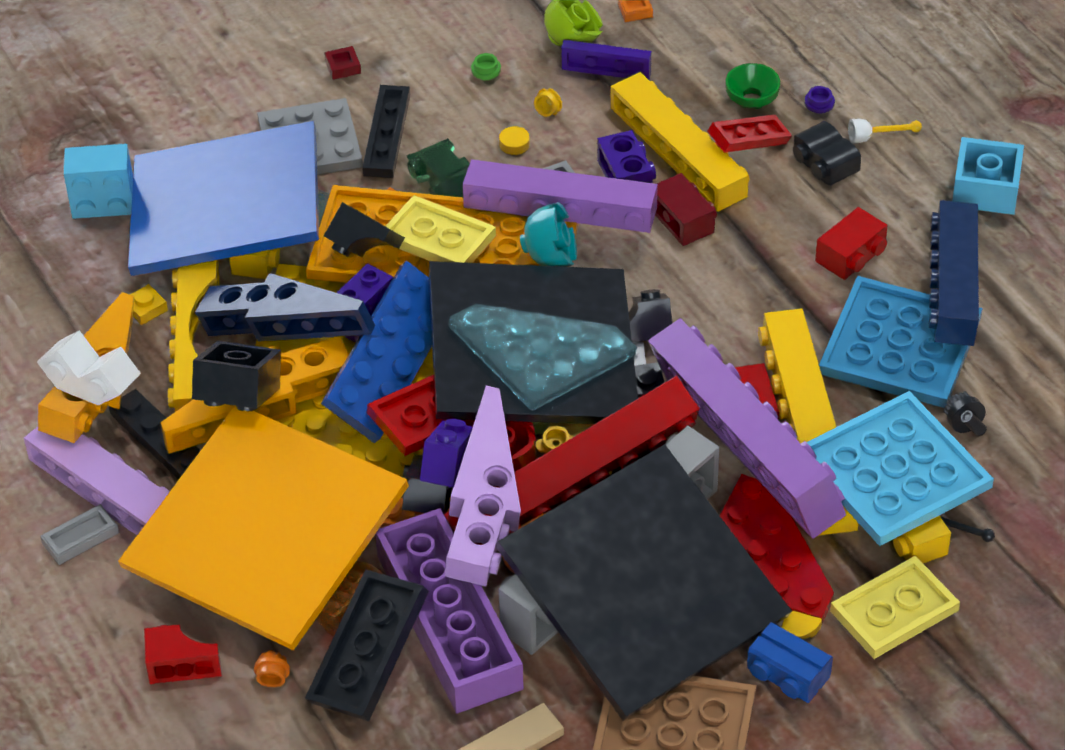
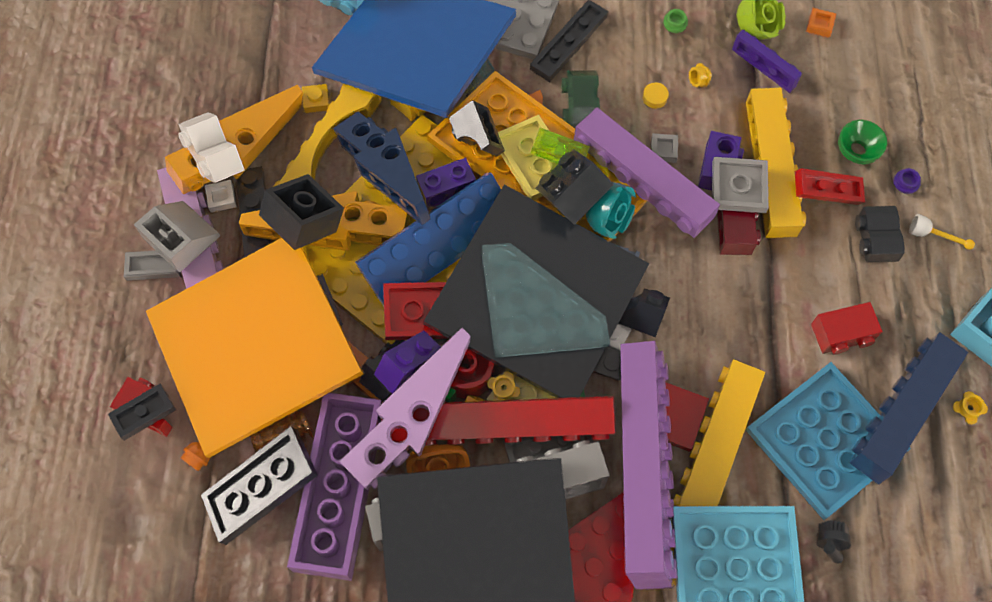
camera: 30 degrees right, 20 degrees up
(100, 475) = (176, 233): none -> light grey slope
(111, 434) = (220, 196): none -> white plate
(190, 641) = (141, 412): none -> black plate
(461, 211) = (554, 146): none -> clear neon green plate
(503, 226) = (574, 185): none -> black brick
(664, 163) = (740, 184): none -> light grey plate
(1013, 253) = (977, 404): none -> yellow plate

